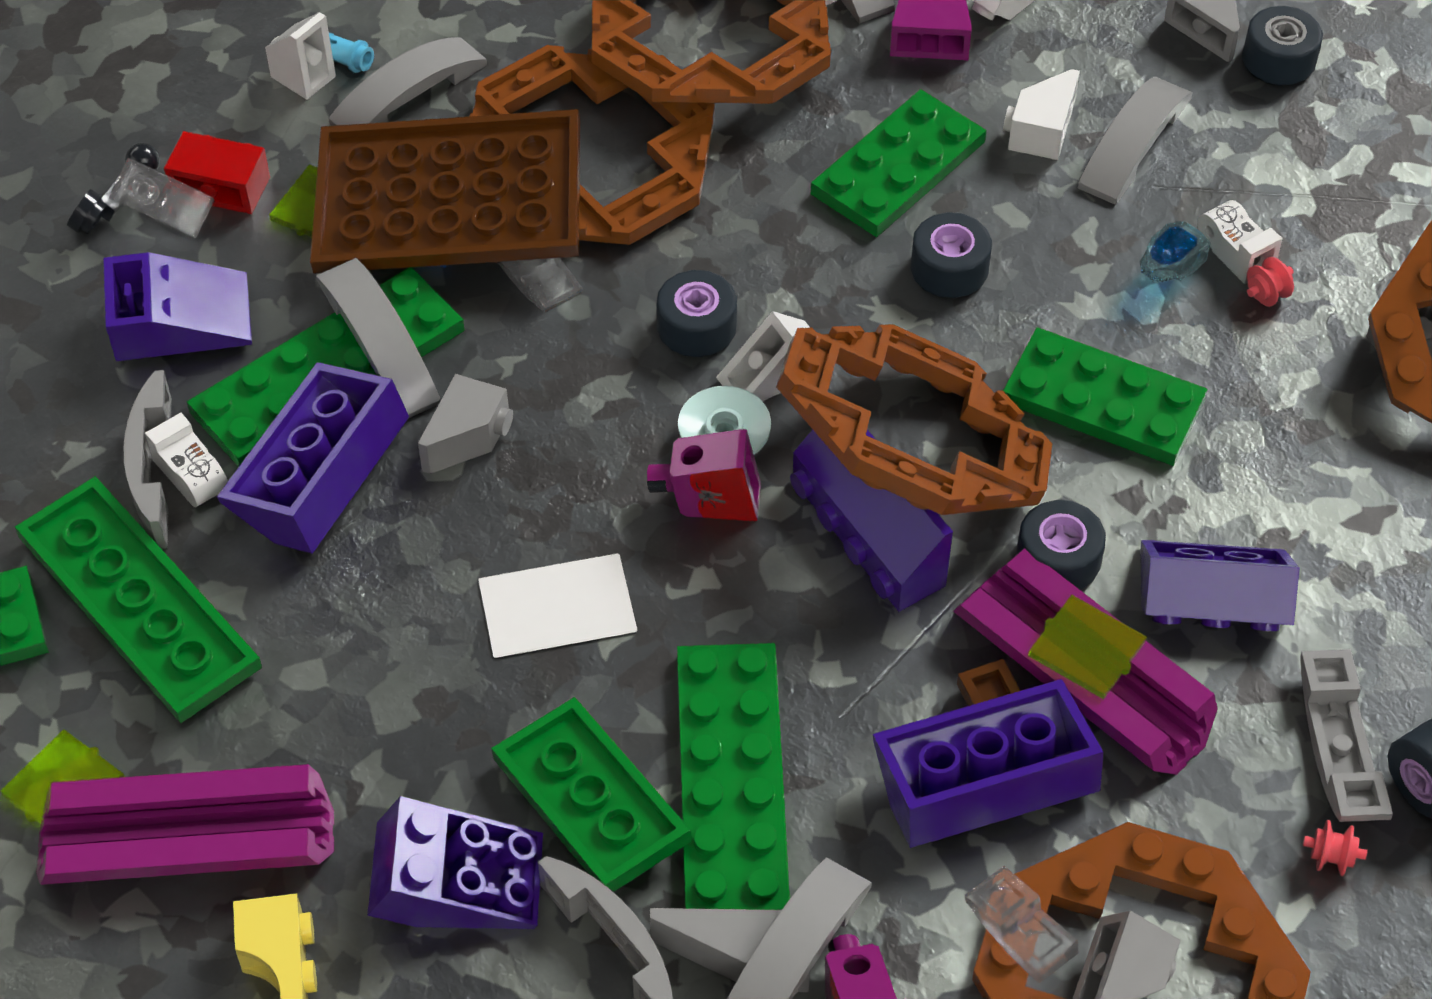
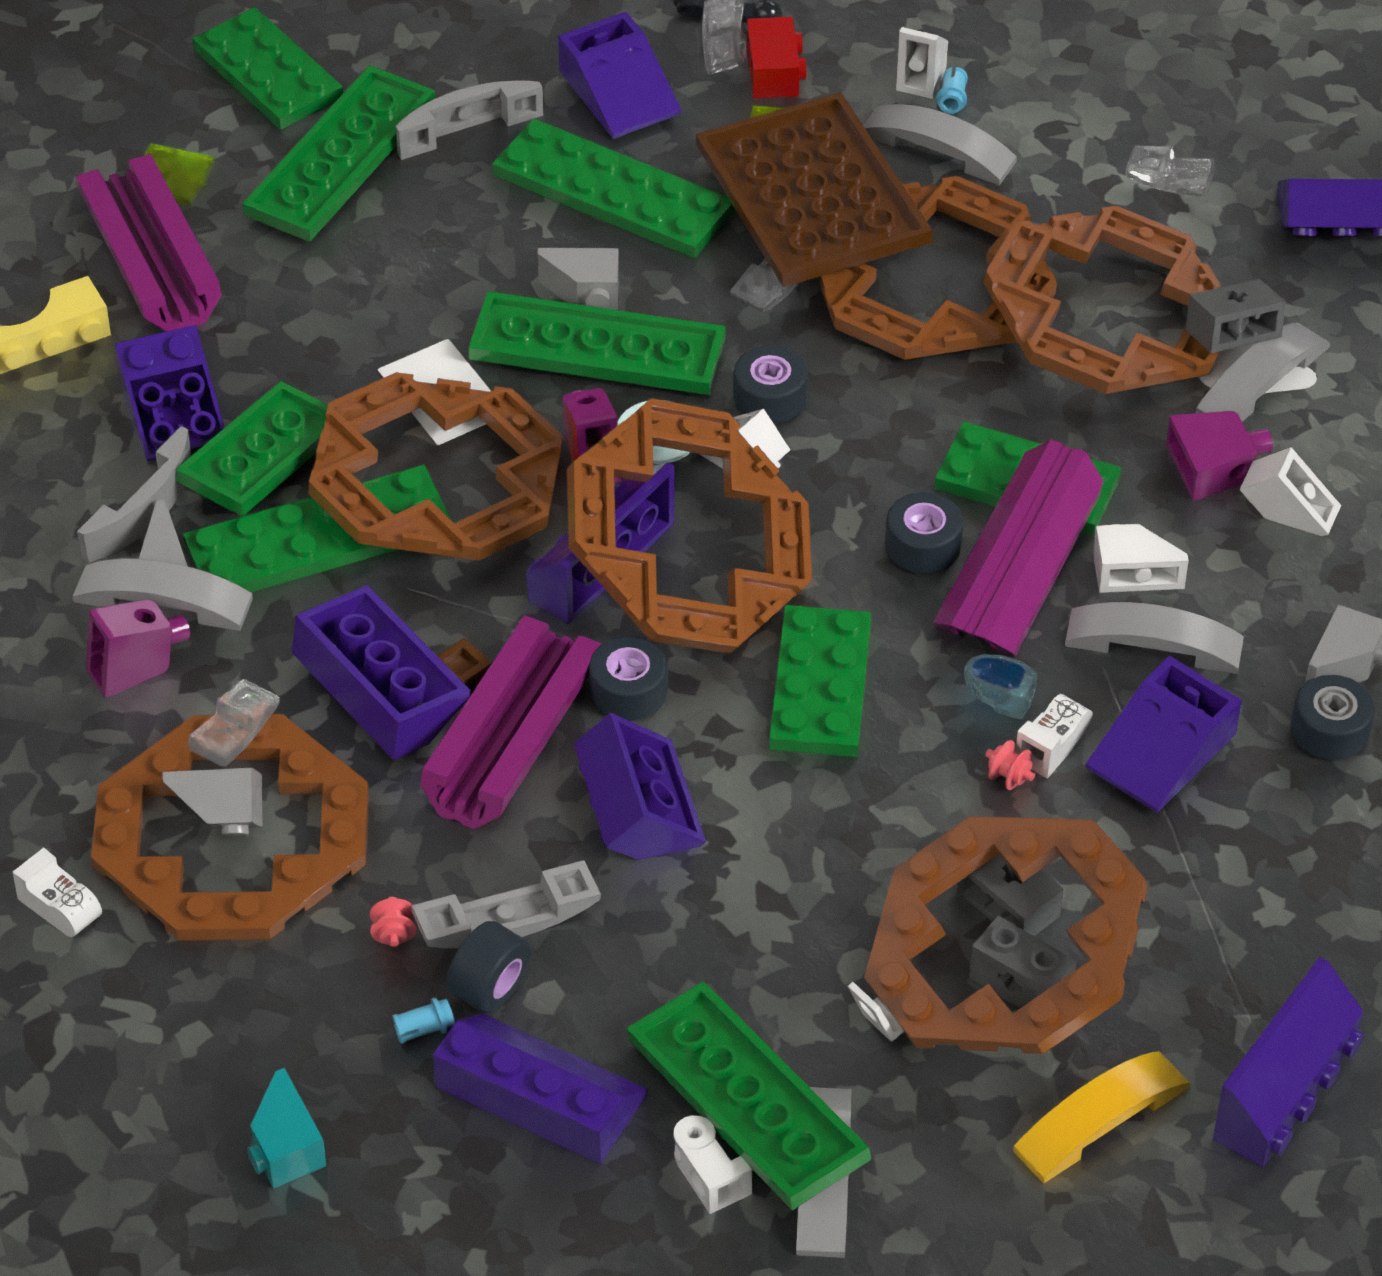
camera: 70 degrees right, 5 degrees down
(185, 460) = (475, 136): white leg -> none
(315, 455) = (505, 200): dark purple slope -> none
(379, 333) = (642, 193): light grey slope -> none
(561, 444) = (597, 342): none -> green plate
(649, 706) = (424, 526): none -> dark orange plate
(1006, 189) = (1023, 547): none -> magenta piece
(1087, 646) = (513, 703): clear neon green piece -> none
(1274, 157) = (1166, 734): none -> dark purple slope

